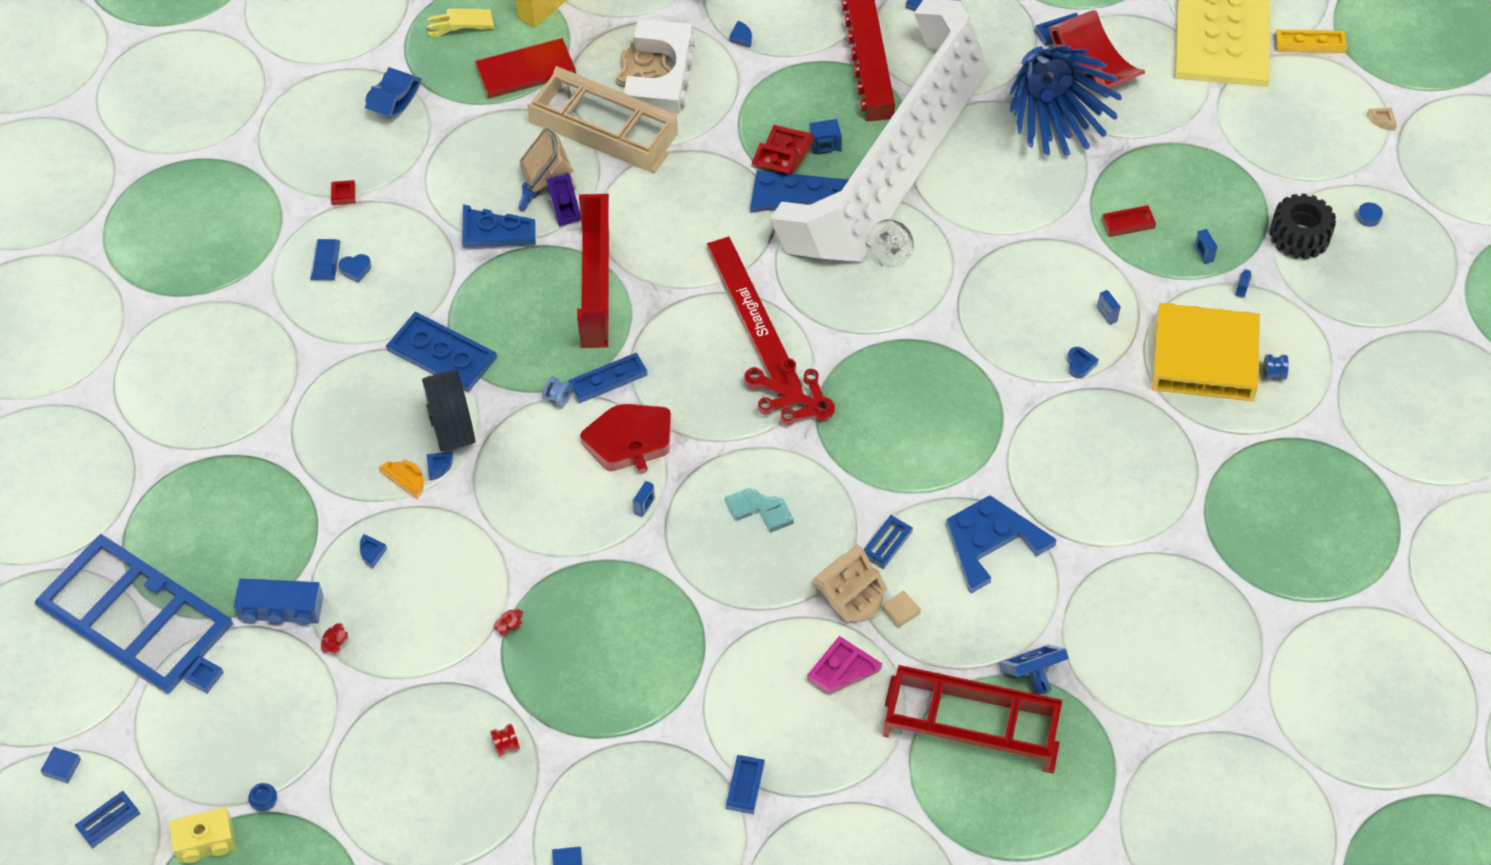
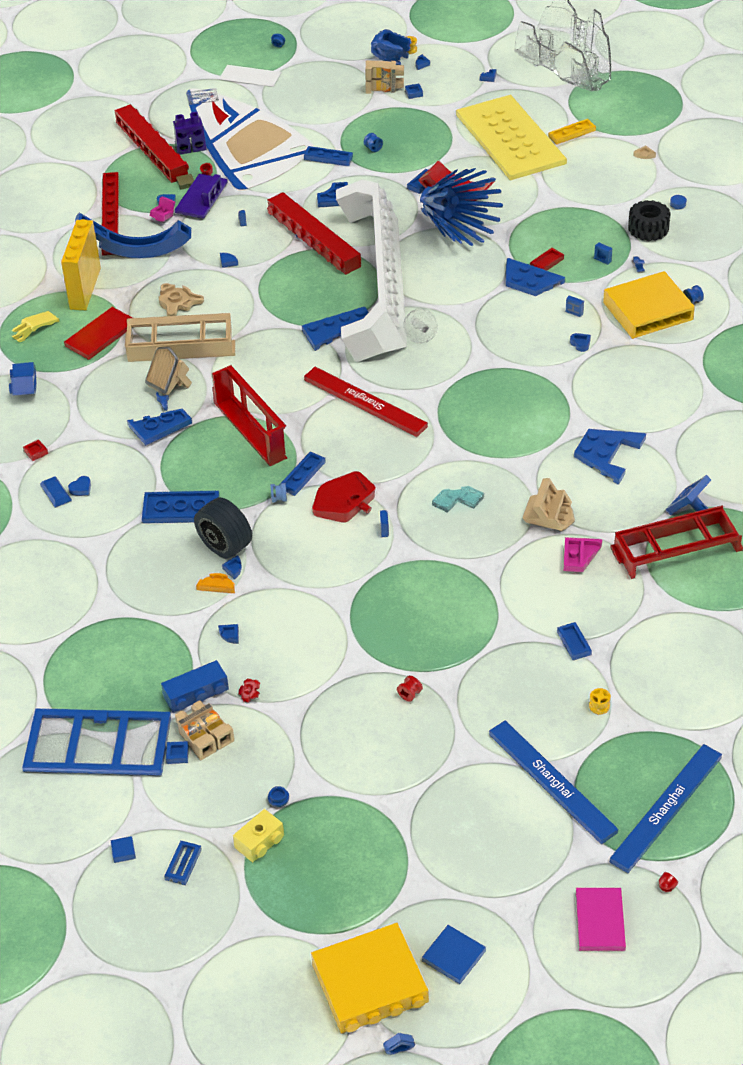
camera: 30 degrees left, 10 degrees down
(246, 663) = (204, 729): none -> tan hips
(508, 620) = (354, 627): red plant -> none
(563, 199) = (193, 391): dark purple slope -> none
(675, 41) = (193, 276): white arch -> none
(783, 149) = (310, 306): red slope -> none
(792, 395) = (446, 430): red plant -> none
(827, 136) = (329, 290): blue window -> none
(876, 557) = (549, 468): blue tile -> none
(901, 609) = (587, 509): tan tile -> none
(1086, 236) = (530, 278): none -> blue wing

